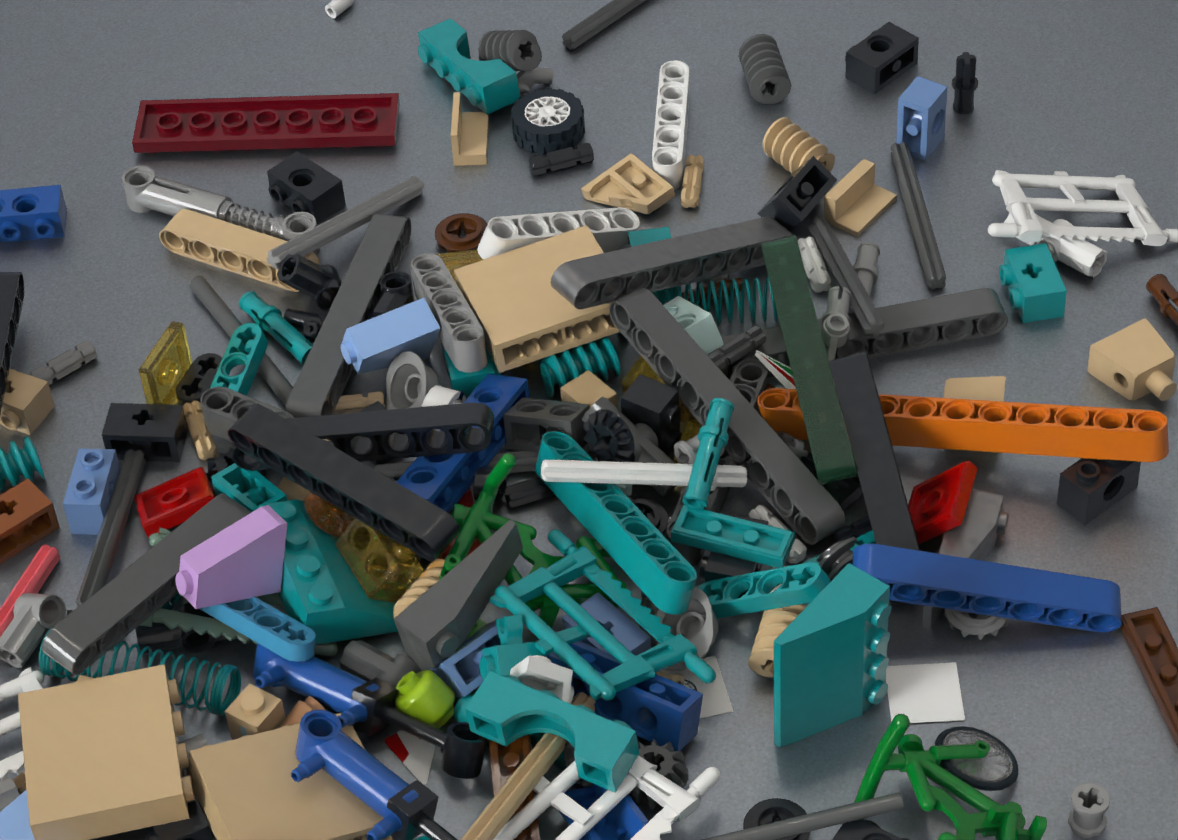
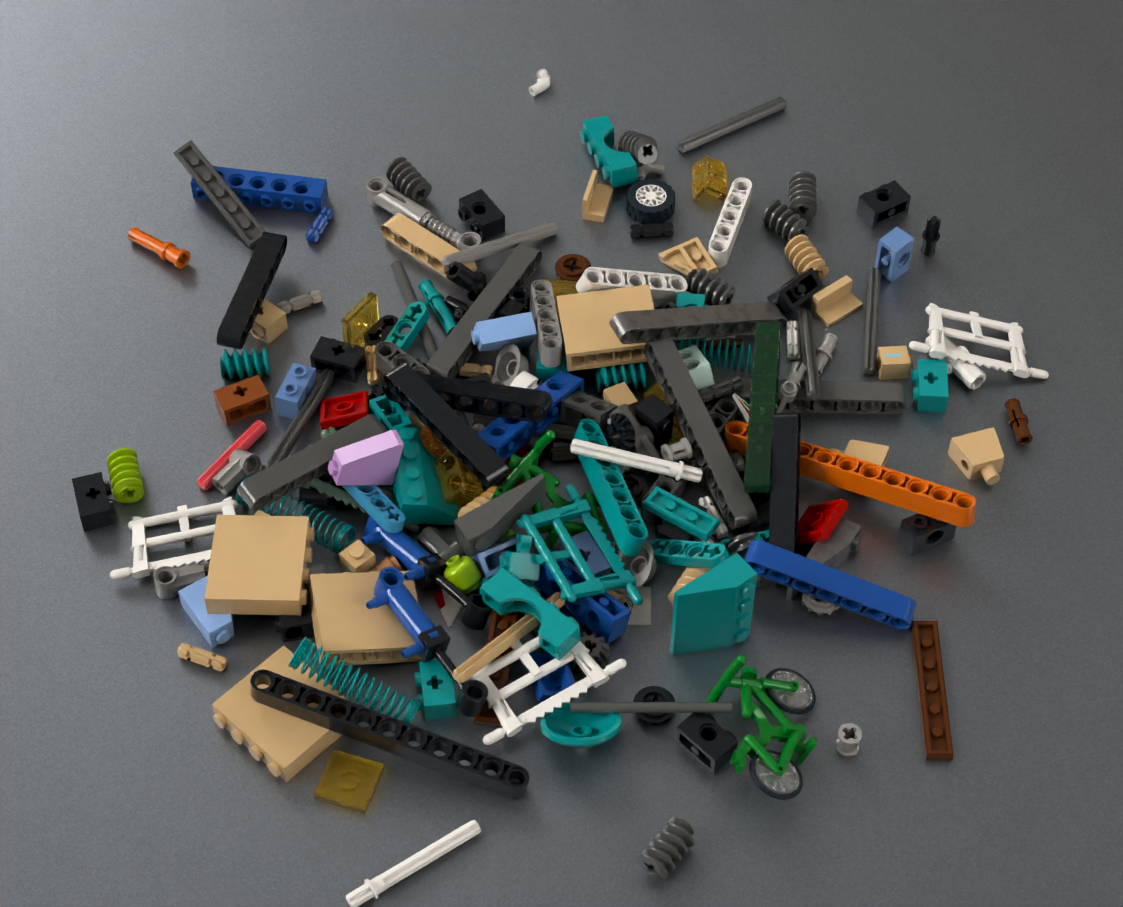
camera: 10 degrees right, 5 degrees up
(64, 252) = (319, 224): none -> blue axle
(182, 162) = (408, 180): none -> dark grey piece
(266, 123) = (472, 162): dark red plate -> none
(543, 675) = (534, 577): white bracket -> none
(623, 72) = (709, 178): none -> clear yellow bracket
(680, 222) = (715, 291): none -> dark grey piece
(692, 181) = (732, 264): tan axle -> none
(712, 440) = (684, 448): teal pin -> none
(749, 107) = (784, 221): none -> dark grey piece
(925, 692) = (773, 641): white sticker -> none
(969, 263) = (893, 362): none -> tan brick

